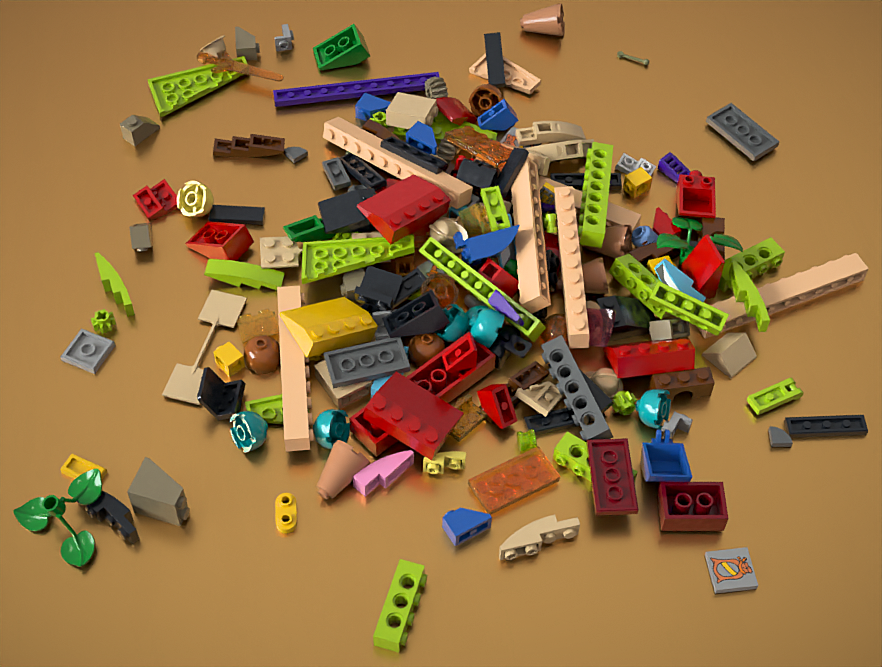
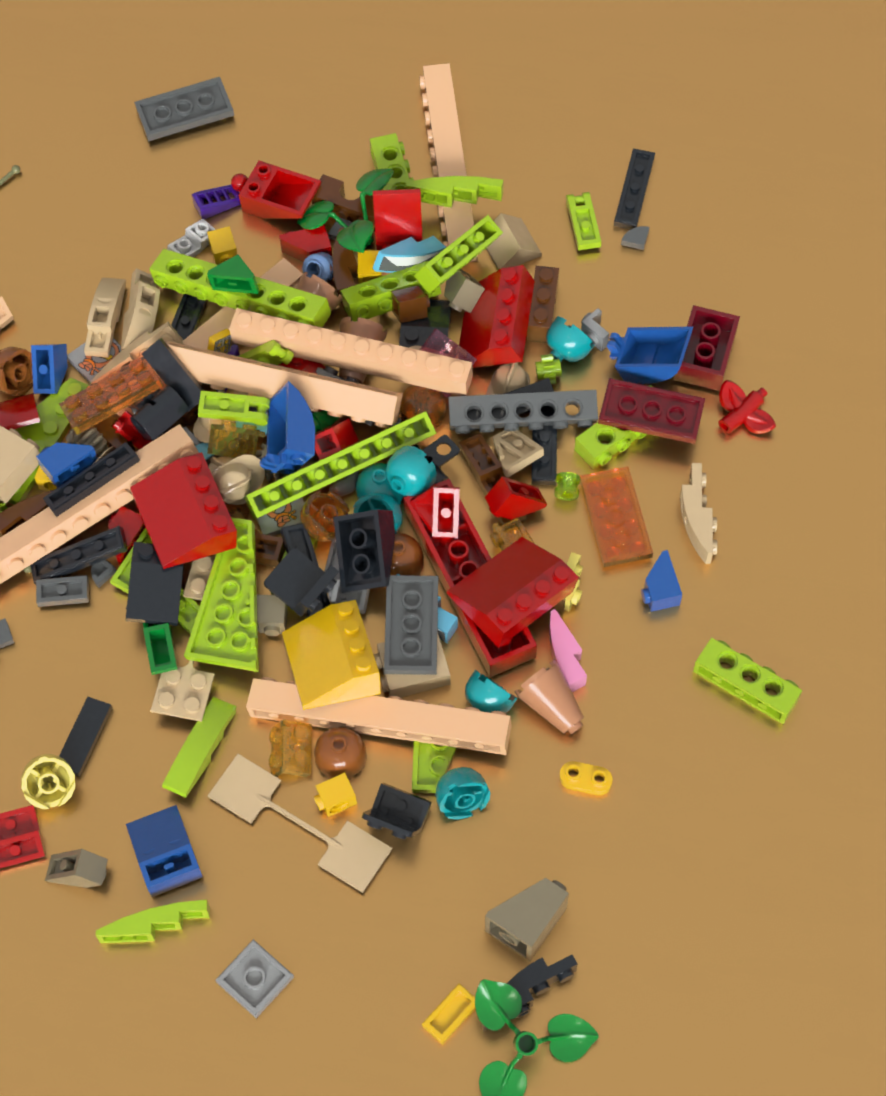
camera: 70 degrees left, 10 degrees up
(103, 321) = (221, 942): lime gear -> none
(163, 275) = (163, 851): none -> blue slope
(221, 240) = (128, 766): red slope -> none
(500, 304) = (388, 444): slope -> none
(599, 179) = (233, 277): none -> green slope
(635, 295) = (409, 304): none -> reddish brown brick
(650, 550) = (744, 409): none -> red plant
(731, 570) = (786, 342): light grey tile -> none

